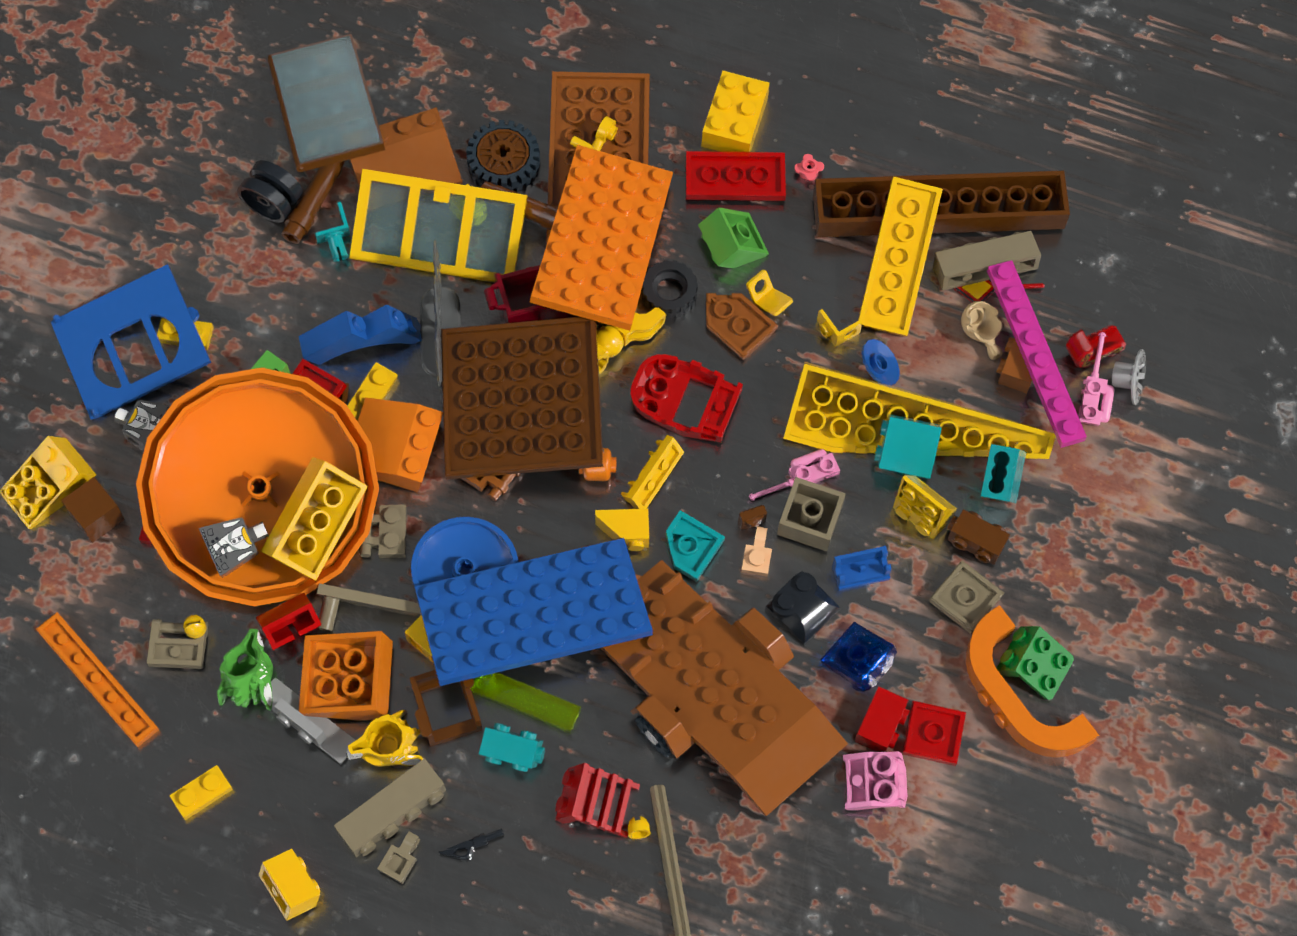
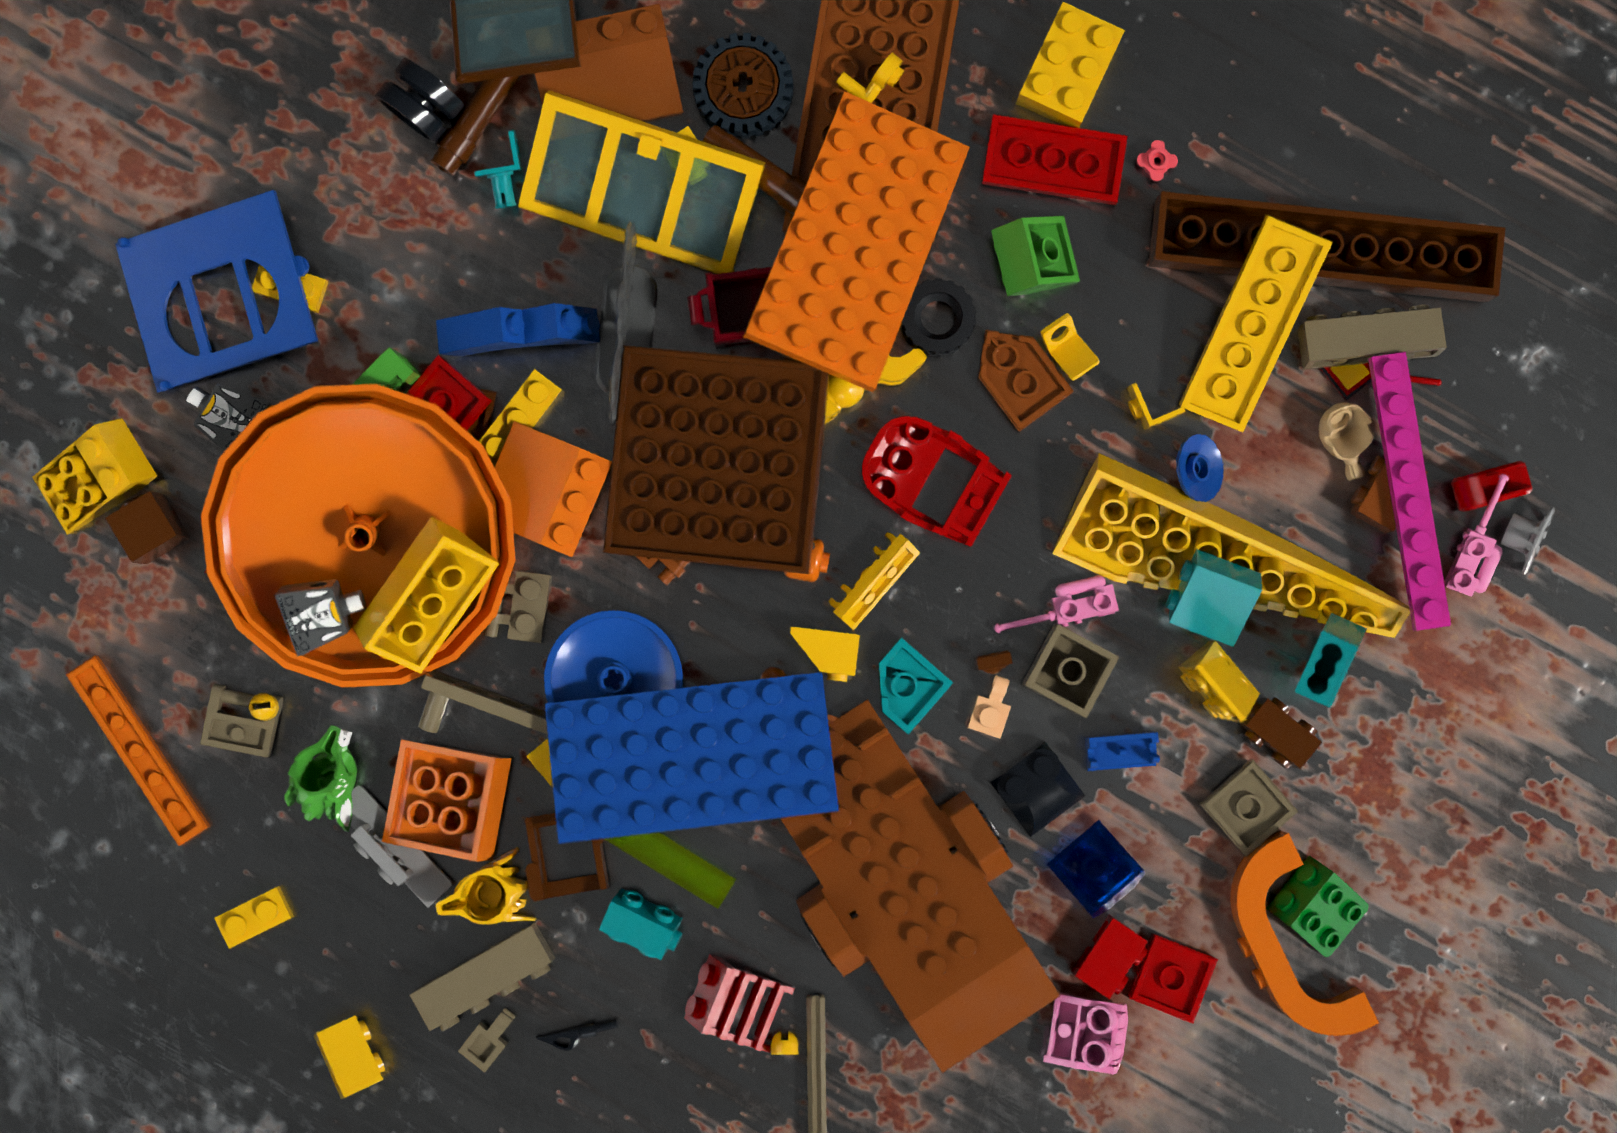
camera: 10 degrees right, 20 degrees up
(295, 611) = (366, 716): red piece -> none

